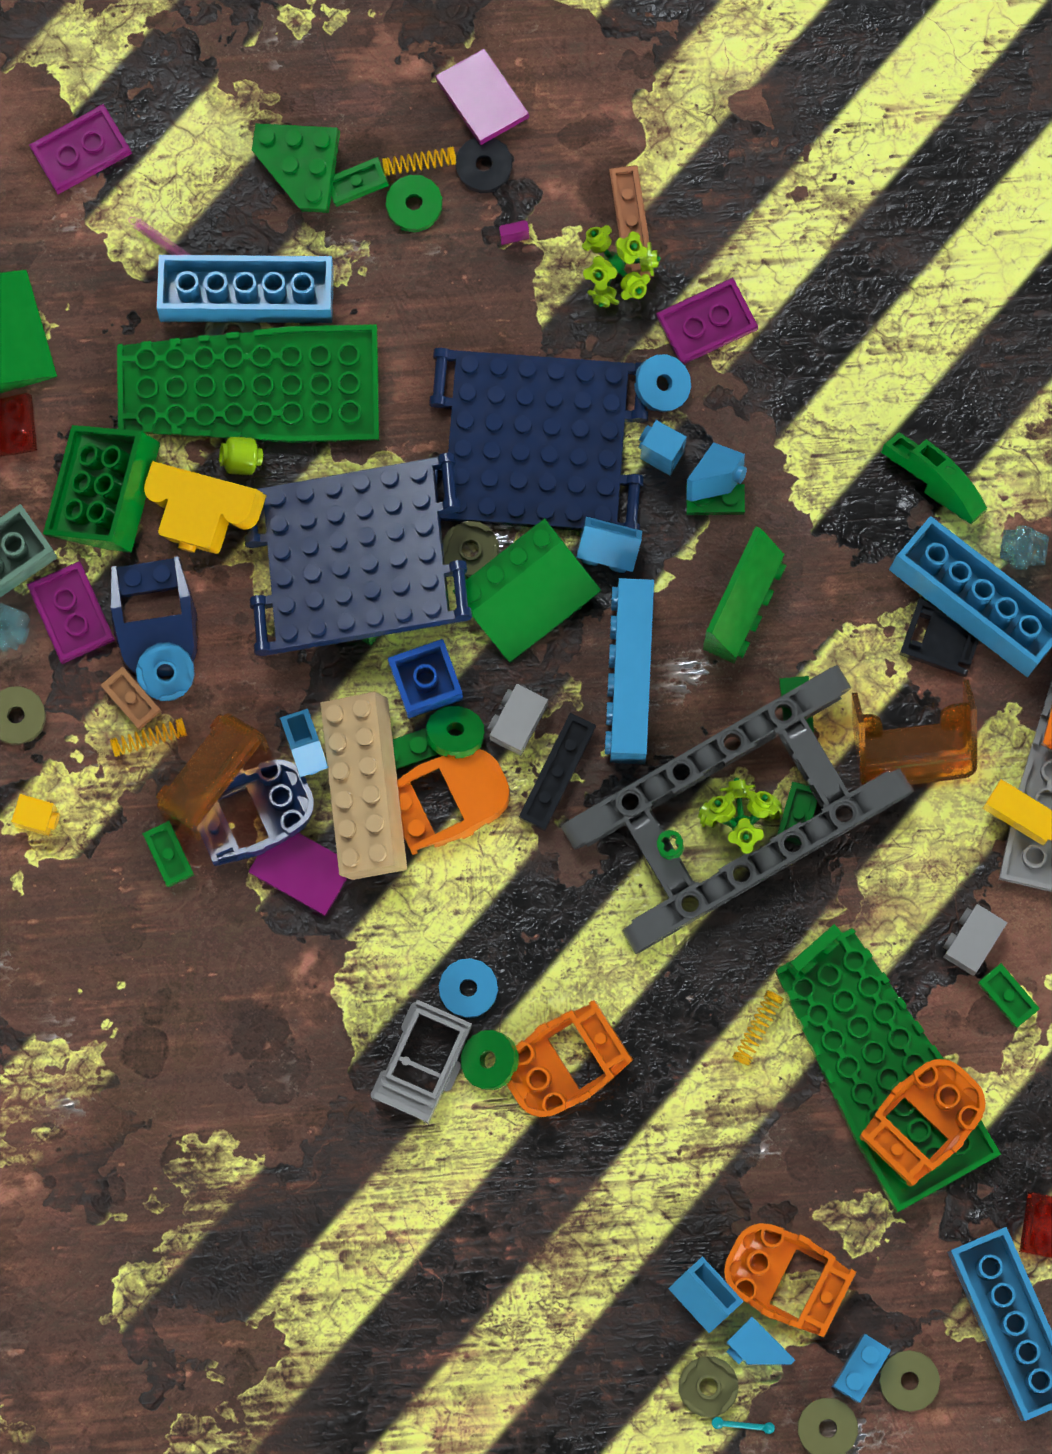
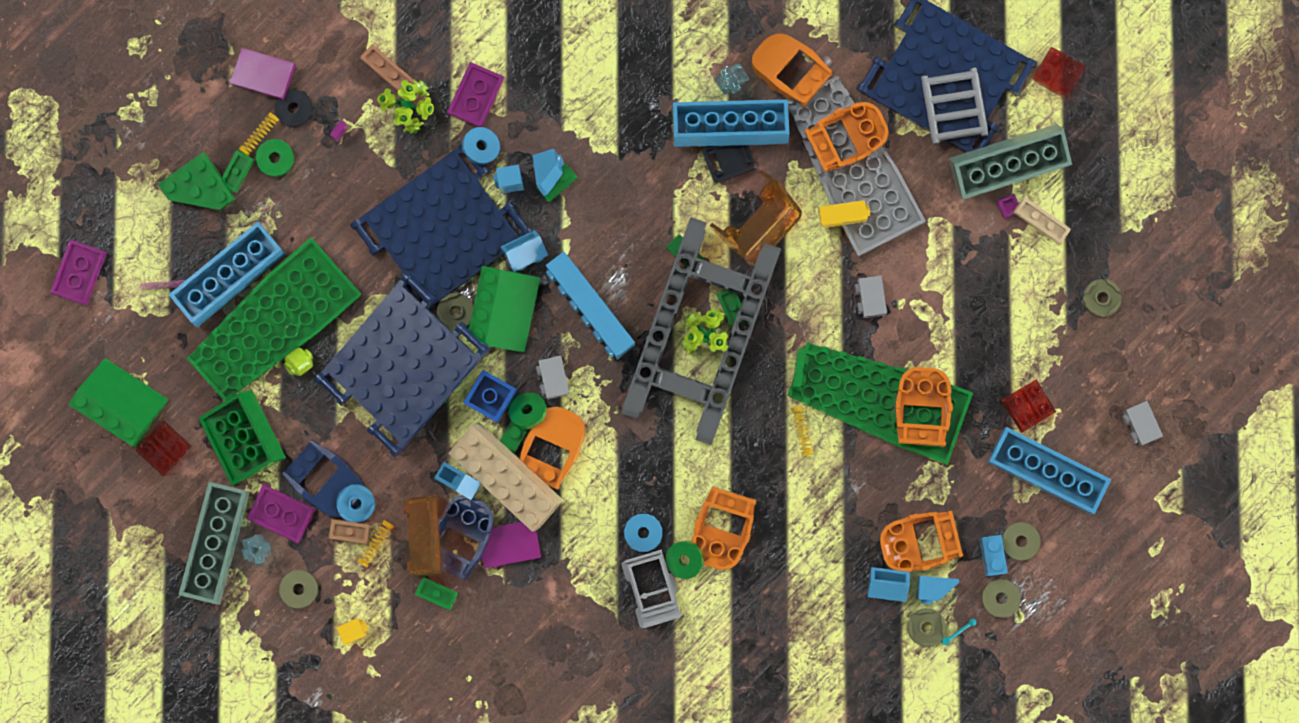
camera: 40 degrees left, 5 degrees up
(200, 506) = (301, 405): yellow brick -> none
(557, 772) = (595, 387): black plate -> none
(668, 836) = (679, 374): green bush -> none
(744, 598) = (615, 221): green slope -> none
(944, 479) = (661, 76): green slope -> none
(1008, 995) = (911, 311): green plate -> none

